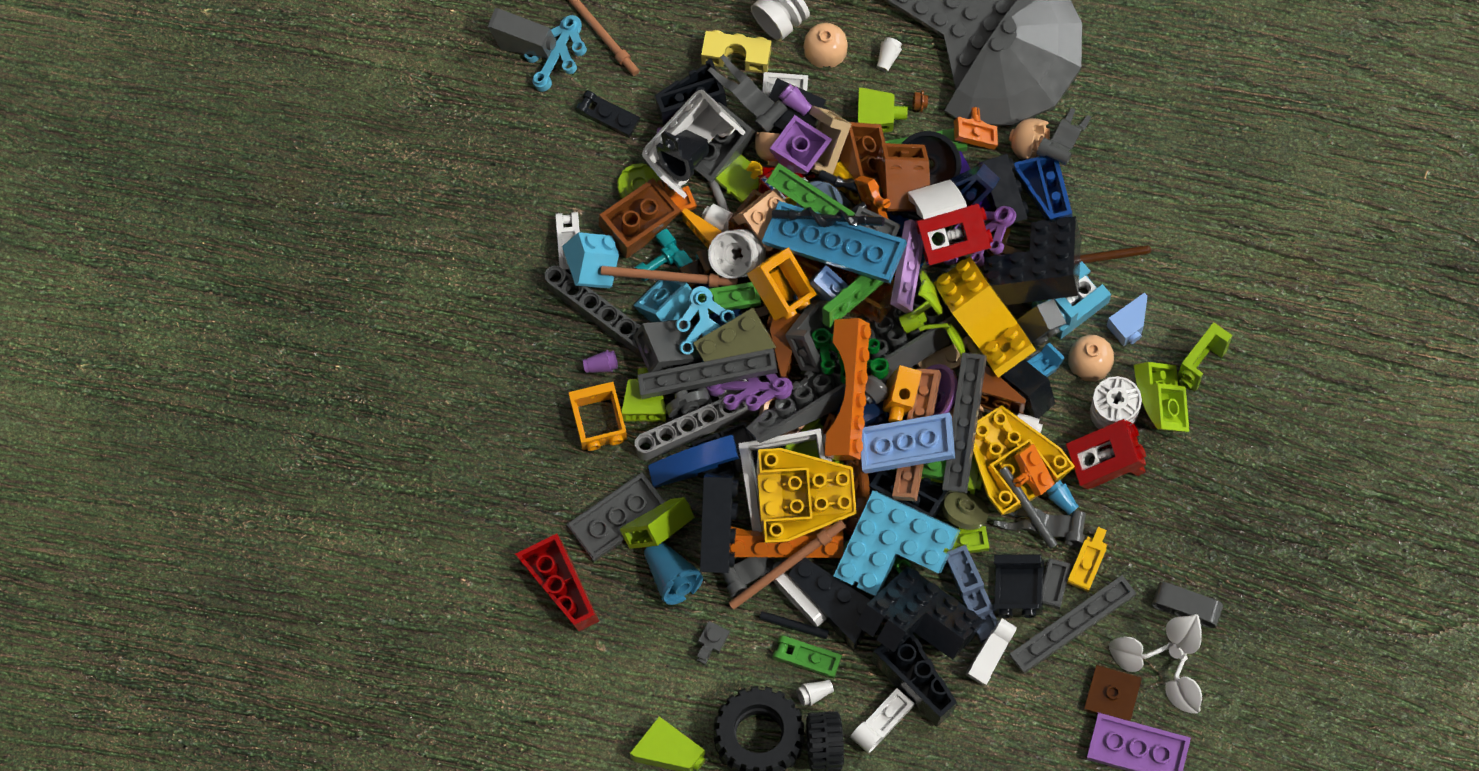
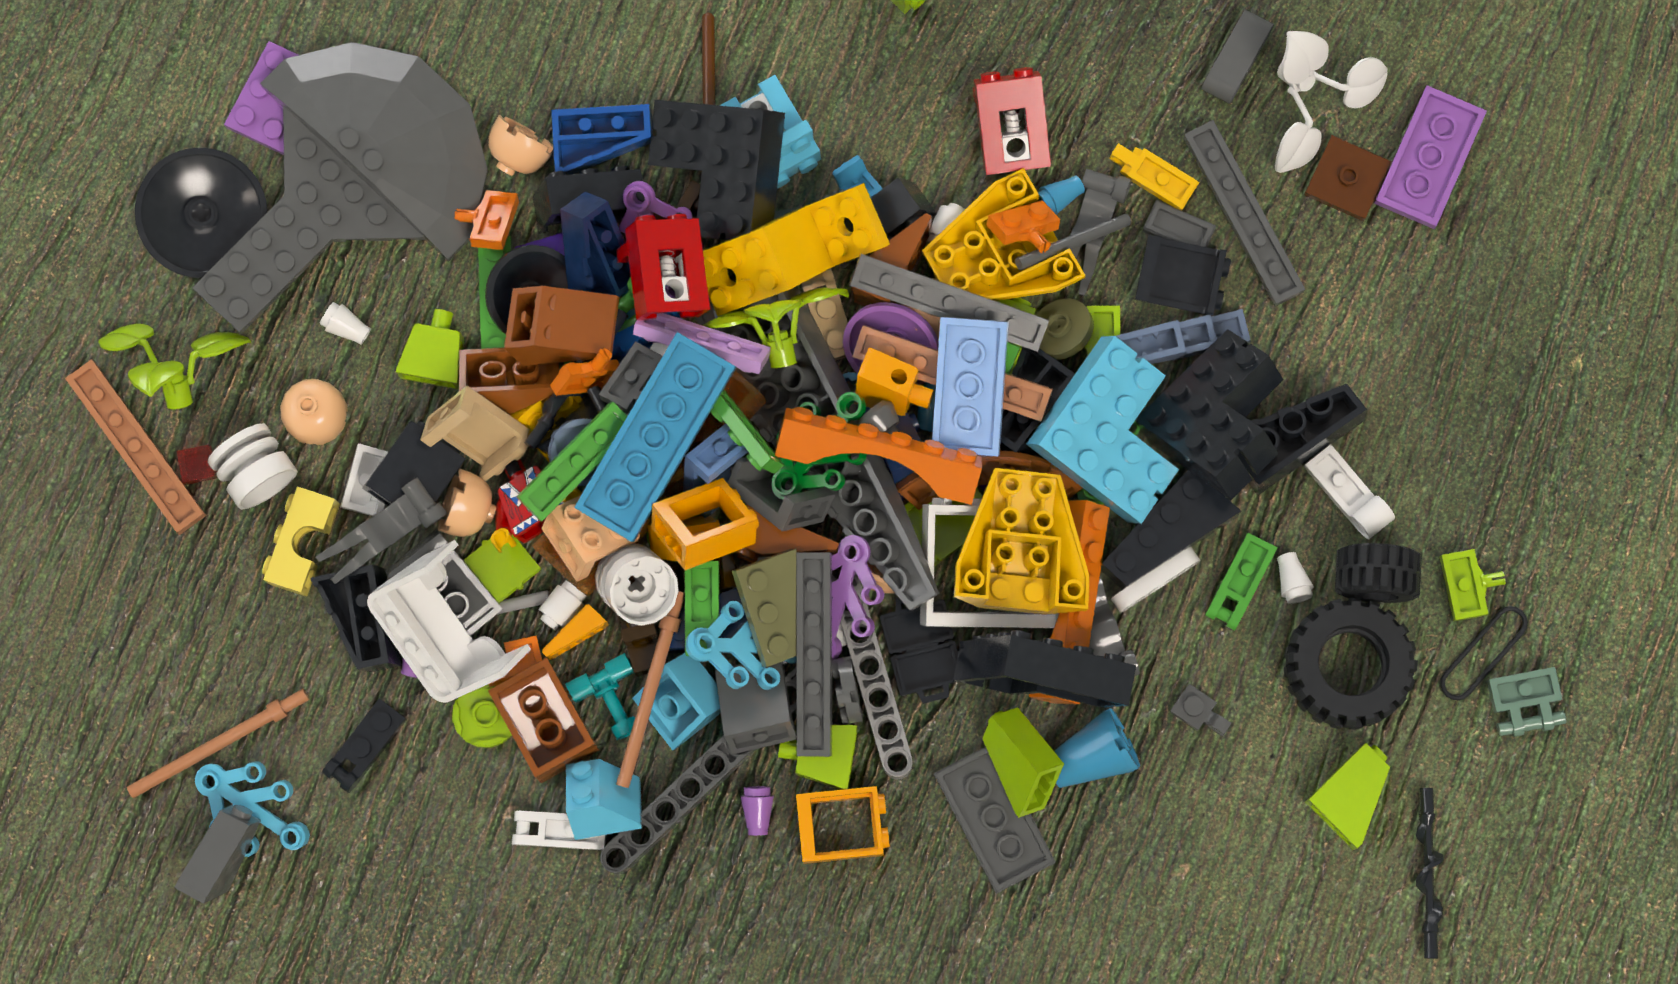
camera: 75 degrees left, 10 degrees up
(556, 574) = (1078, 916): red wedge -> none
(682, 153) = (462, 640): black container -> none
(693, 461) = (936, 696): blue slope -> none
(794, 99) = (405, 464): medium lavender cone -> none
(794, 625) = (1190, 593): black bar -> none
(799, 146) = (483, 467): medium lavender slope -> none
(822, 538) = (1089, 528): nougat bar -> none
(827, 220) = (624, 443): black piece -> none
(920, 101) = (426, 291): dark orange plate -> none
(937, 199) = (613, 280): white slope -> none
(991, 652) = (1272, 328): white leg -> none
(1042, 322) = (806, 173): dark grey brick -> none
(1063, 139) = (529, 98): dark grey flag -> none
(1091, 358) = (858, 121): light nougat cylinder -> none
(1105, 412) = (943, 115): white wheel -> none
(1129, 321) = (814, 58): light blue slope -> none
(1162, 396) = (938, 32): lime slope -> none

